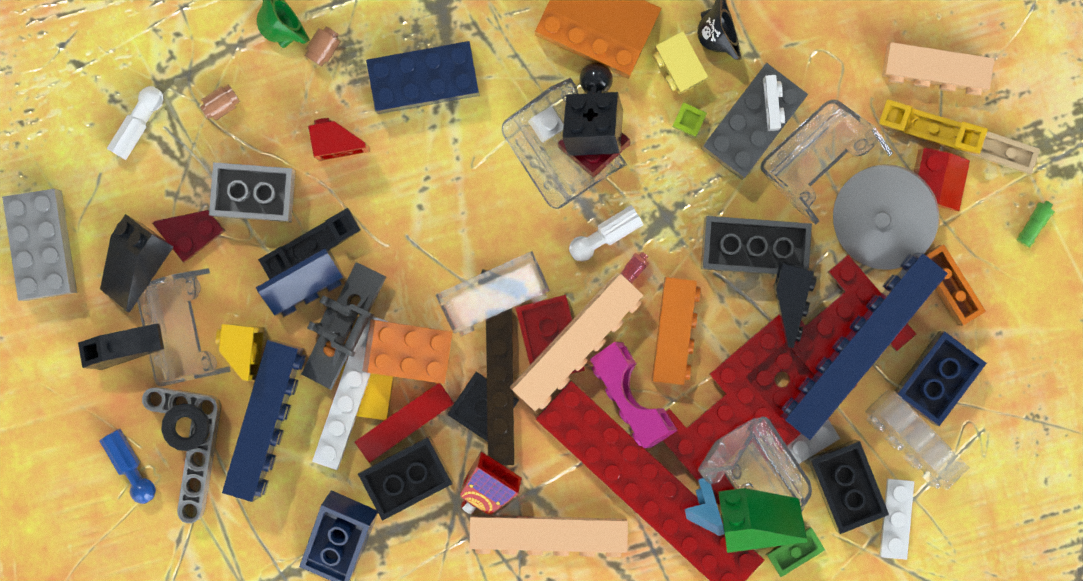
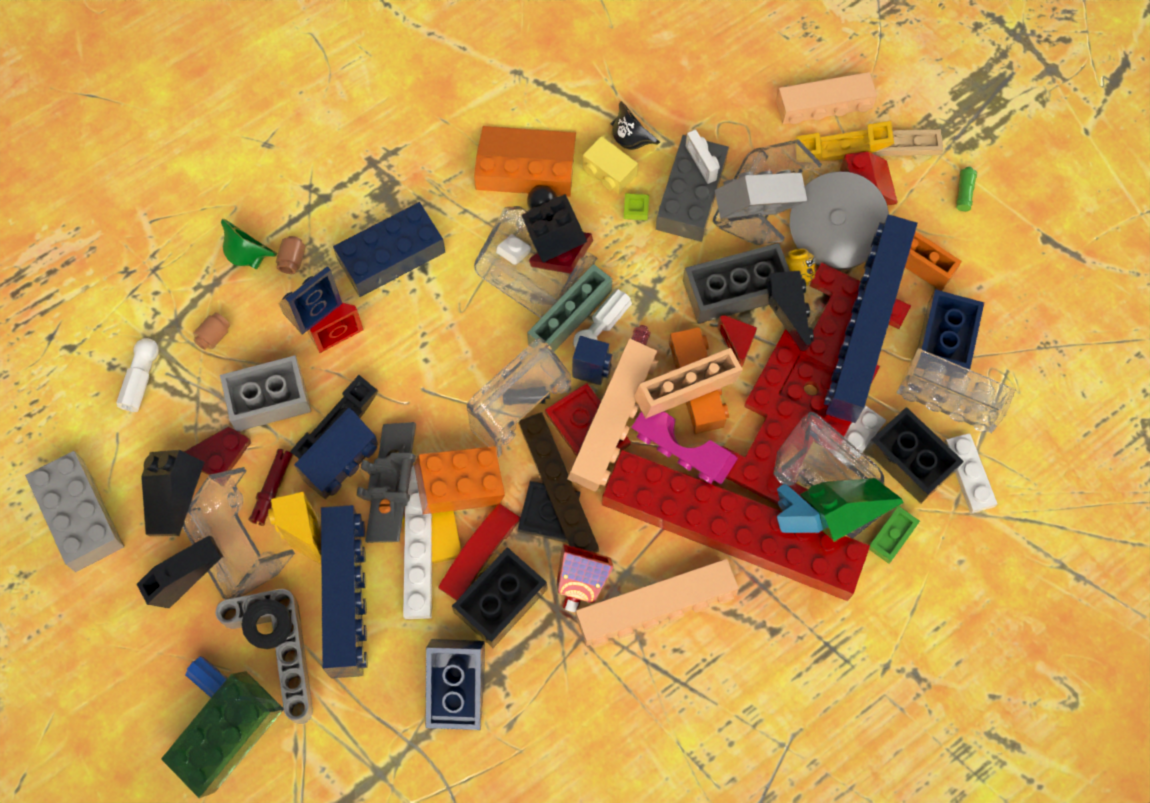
camera: 25 degrees left, 20 degrees down
(117, 512) = (222, 734): none -> clear green brick
(229, 287) = (270, 487): none -> dark red pin
(319, 129) = (311, 301): none -> dark blue slope
(577, 214) = (572, 308): none -> sand green brick
(578, 277) = (591, 360): none -> dark blue brick
(658, 344) = (687, 383): none -> light nougat brick
(732, 303) = (737, 336): none -> red slope
(814, 166) = (760, 193): none -> light grey brick
(825, 251) = (802, 261): none -> yellow head

